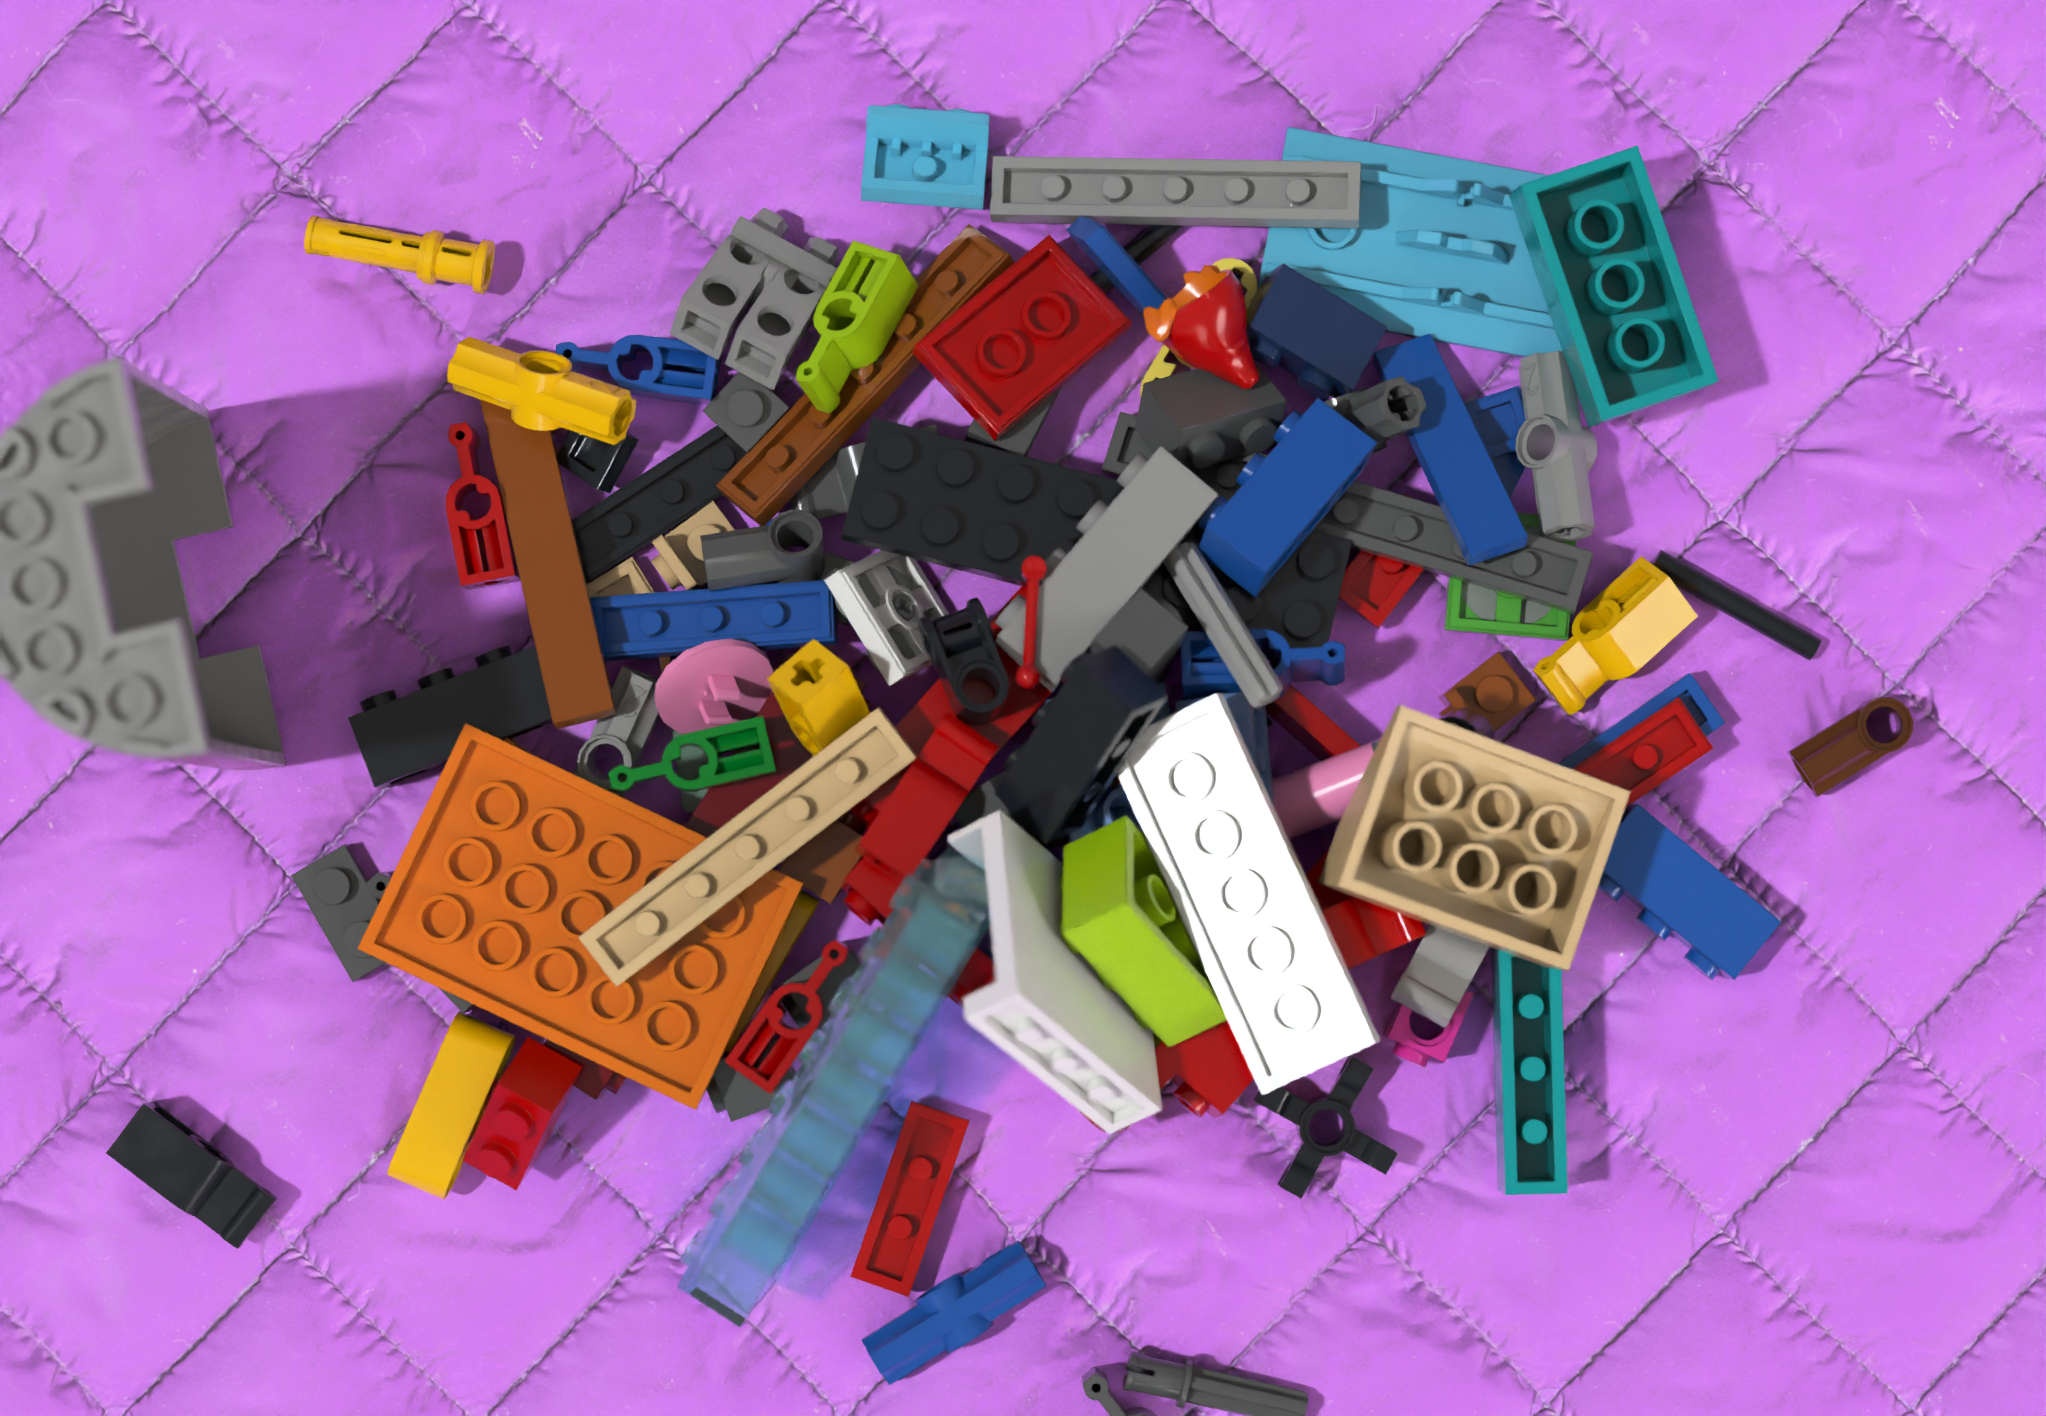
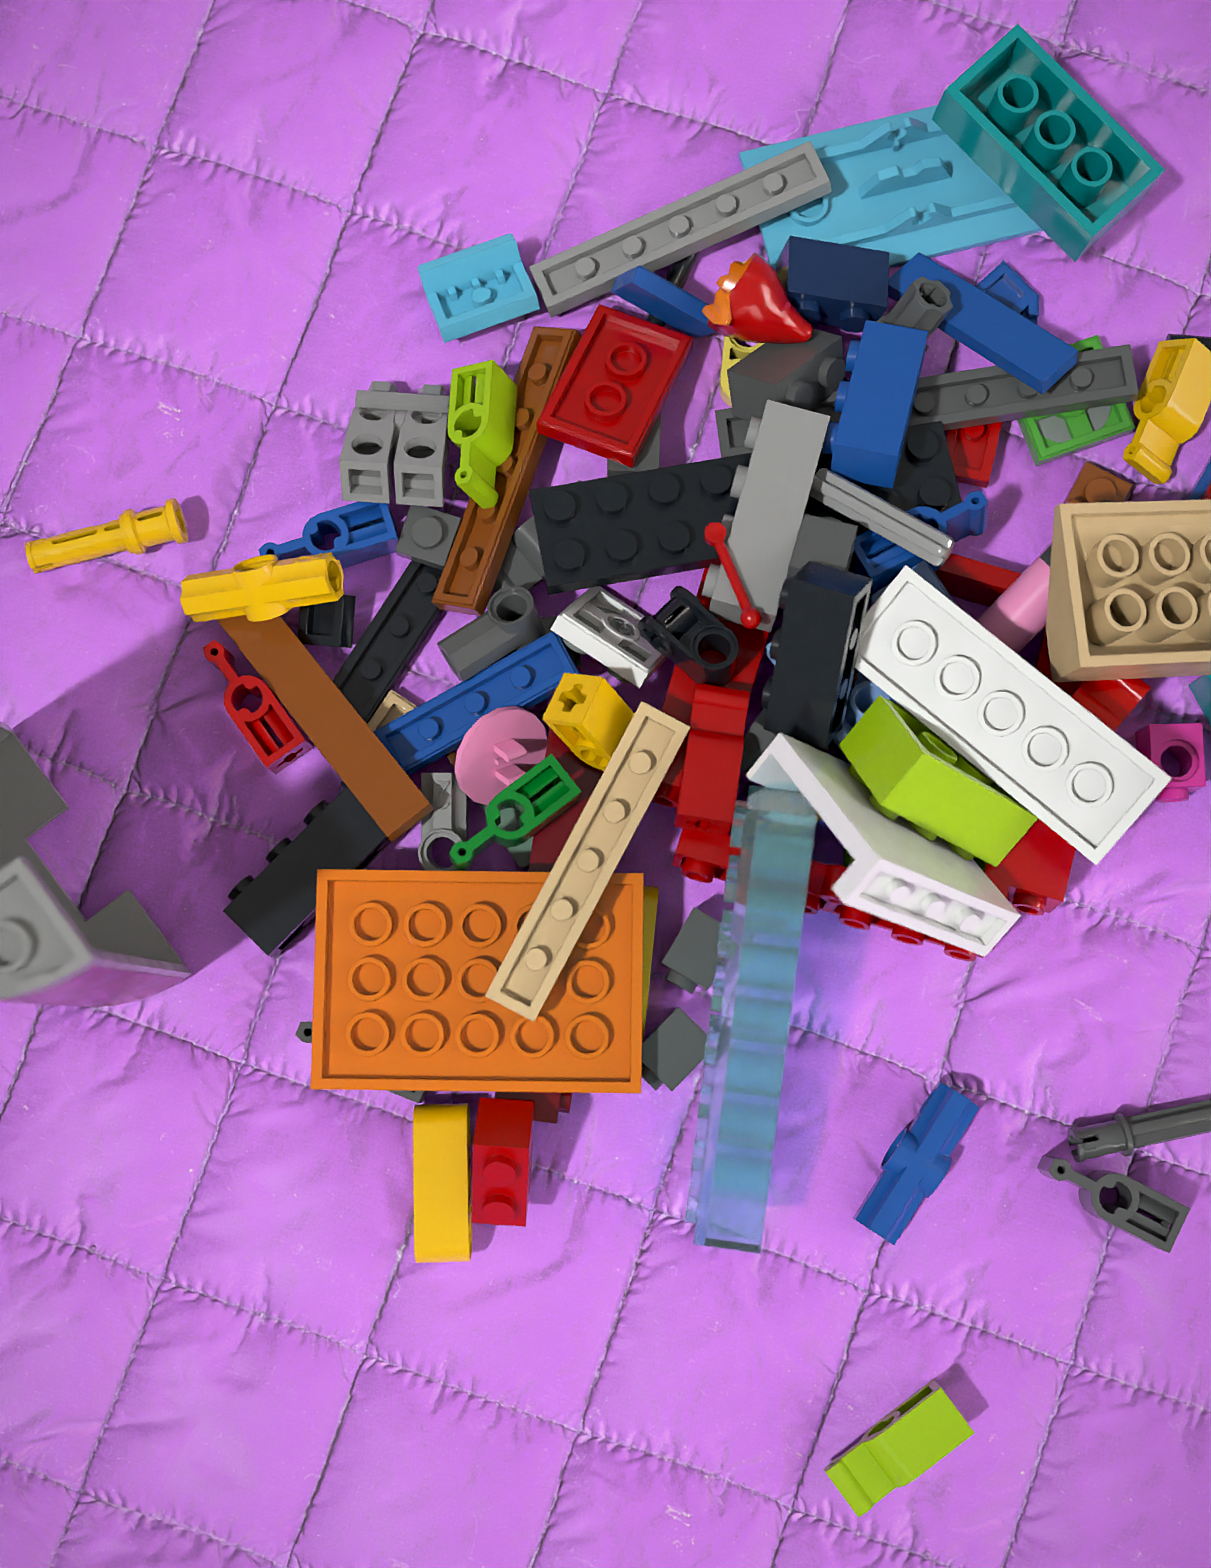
camera: 25 degrees left, 5 degrees down
(191, 1173) = (257, 1335): black piece -> none
(342, 906) = (285, 1064): dark grey plate -> none
(681, 549) = (428, 668): tan bracket -> none
(770, 1022) = (667, 995): red piece -> none
(827, 857) = (651, 848): dark orange brick -> none
(910, 1198) = (838, 1088): red plate -> none
(1310, 1153) = (1132, 919): black pin -> none
(1439, 974) = (1173, 714): light grey piece -> none
(1556, 447) = (1040, 266): light grey piece -> none

